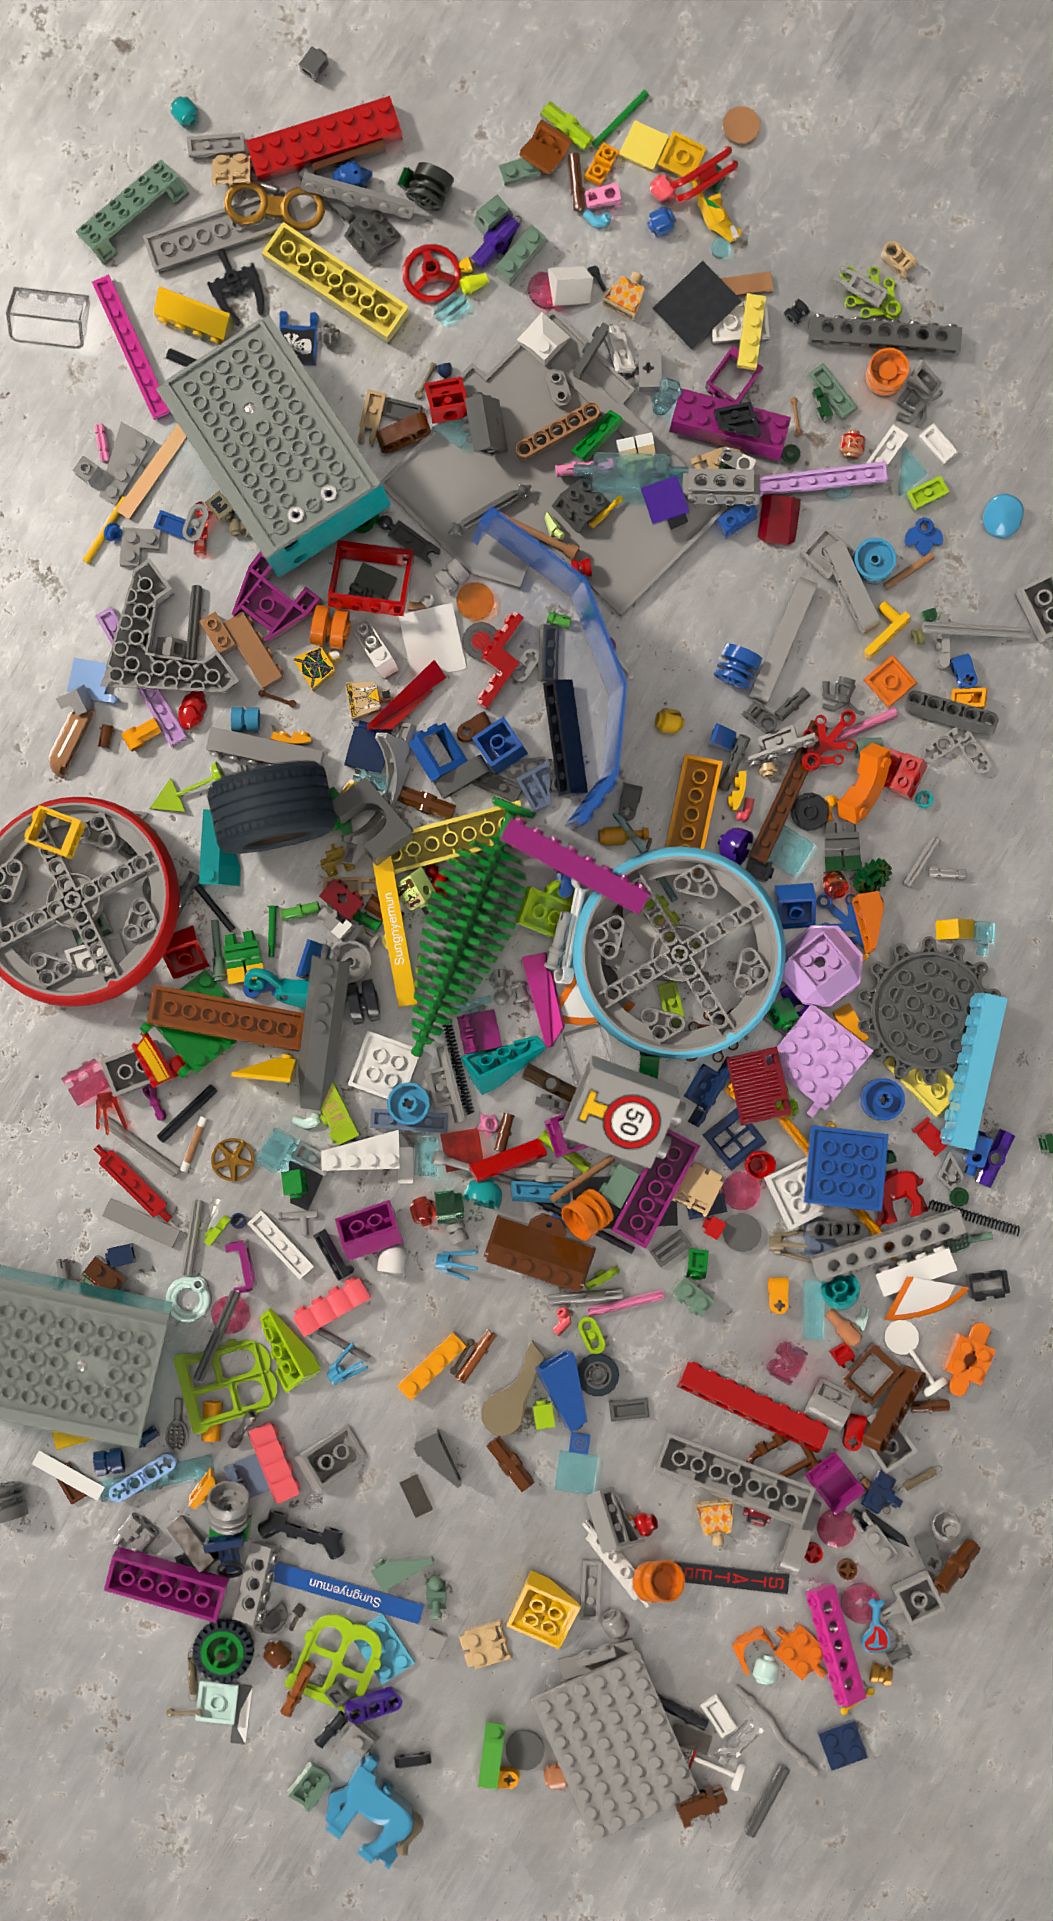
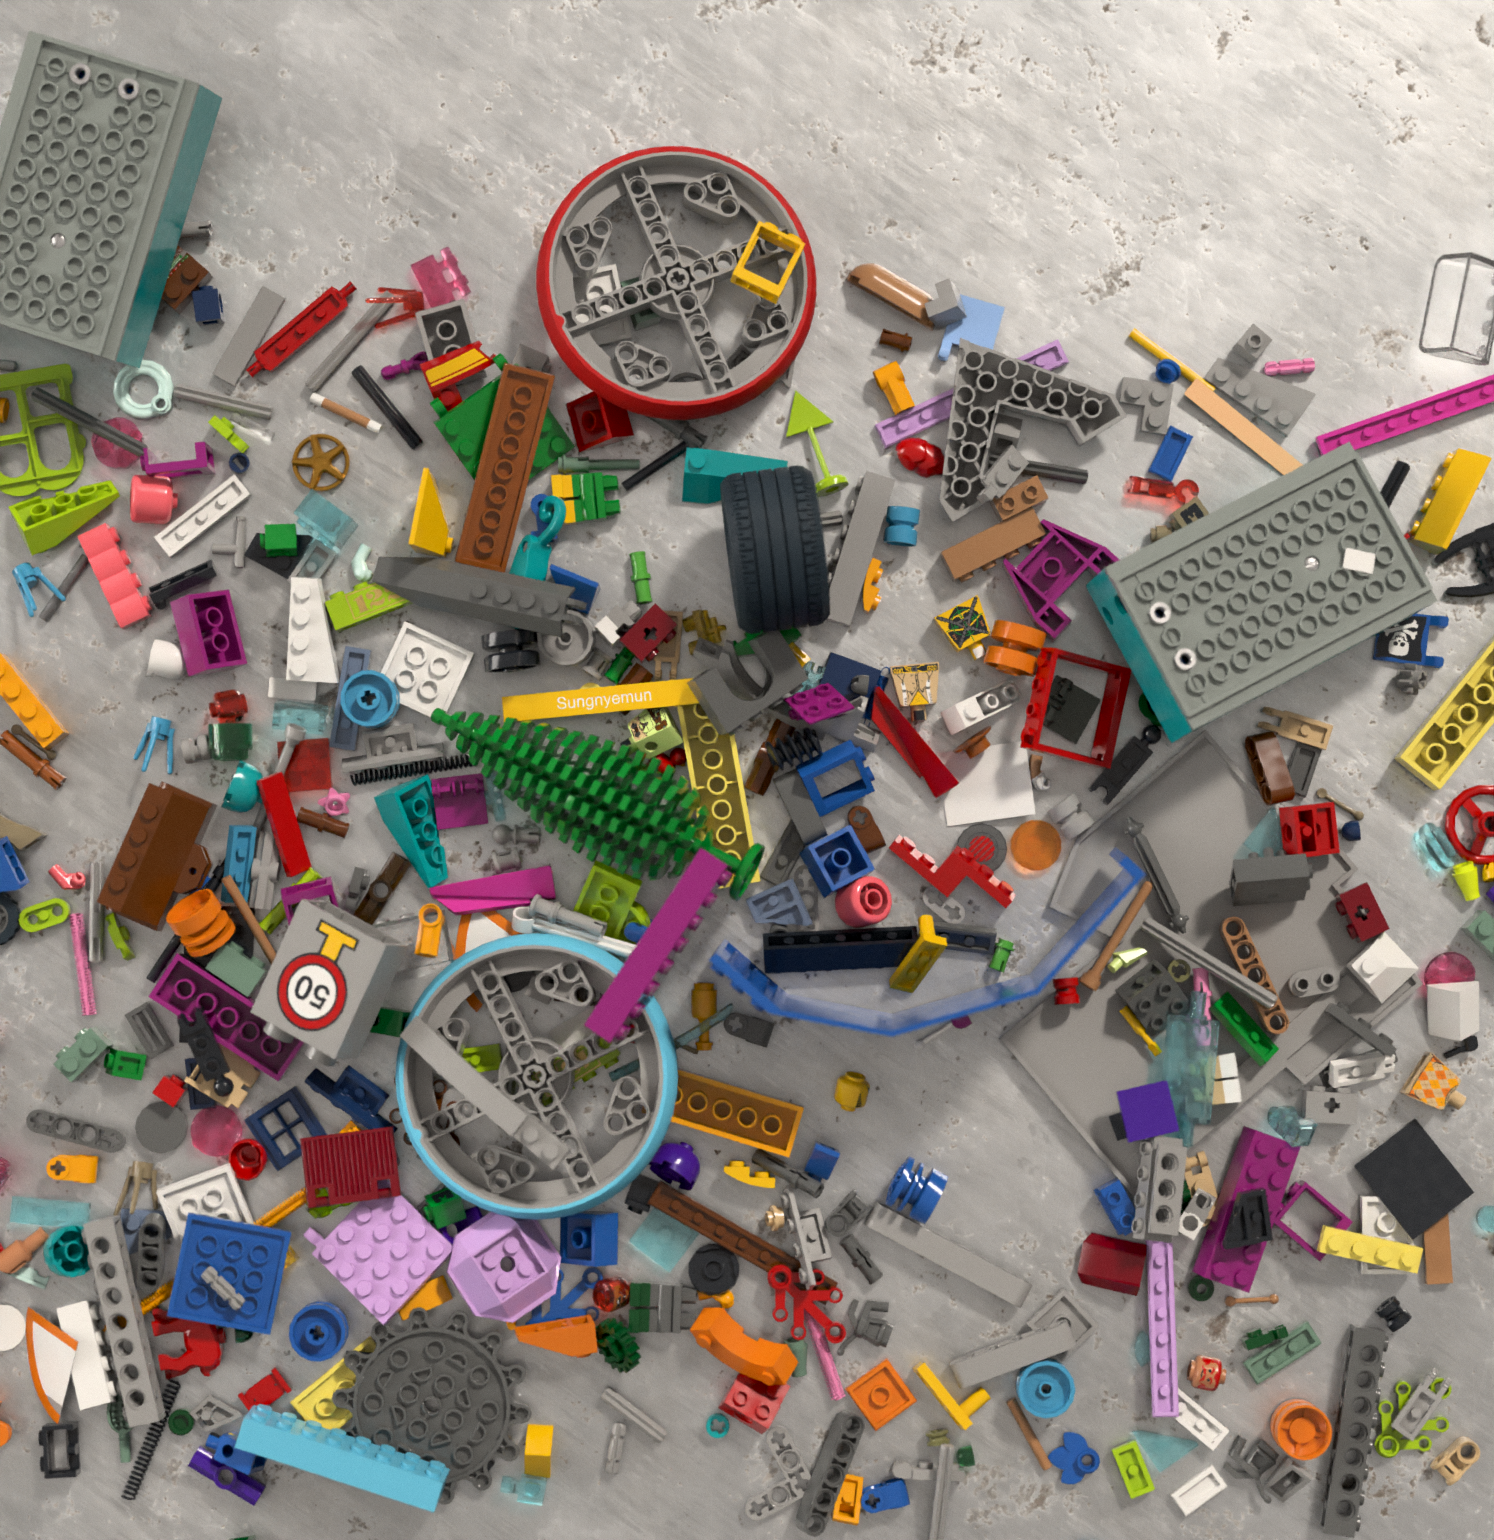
camera: 85 degrees right, 0 degrees up
(195, 522) = (1170, 480): light grey plate -> none
(200, 647) = (1002, 474): none -> light grey hinge
(244, 373) = (1359, 560): none -> white sticker
(271, 1283) = (152, 499): none -> coral head
(272, 929) = (620, 538): green piece -> none
(292, 703) = (919, 590): reddish brown hinge -> none
(366, 739) = (859, 684): none -> dark grey hinge
(384, 768) = (817, 704): none -> magenta hinge
(403, 650) = (975, 744): none -> dark orange piece
(418, 784) = (793, 748): none -> black piece
(510, 348) = (1373, 919): none -> dark red brick
(528, 723) = (863, 902): none -> coral head
(551, 464) = (1209, 963): none -> light grey axle
(555, 482) = (1175, 963): none -> olive bush
(566, 677) = (920, 957): none -> yellow piece
(581, 1041) = (429, 933): none -> light orange piece
(683, 1200) = (206, 1051): none -> black plate
(696, 986) = (506, 1113): none -> light grey slope
(747, 810) = (722, 1185): coral arm -> none
(752, 1296) = (75, 1134): none -> dark grey beam
(857, 1171) = (223, 1288): none -> light grey axle

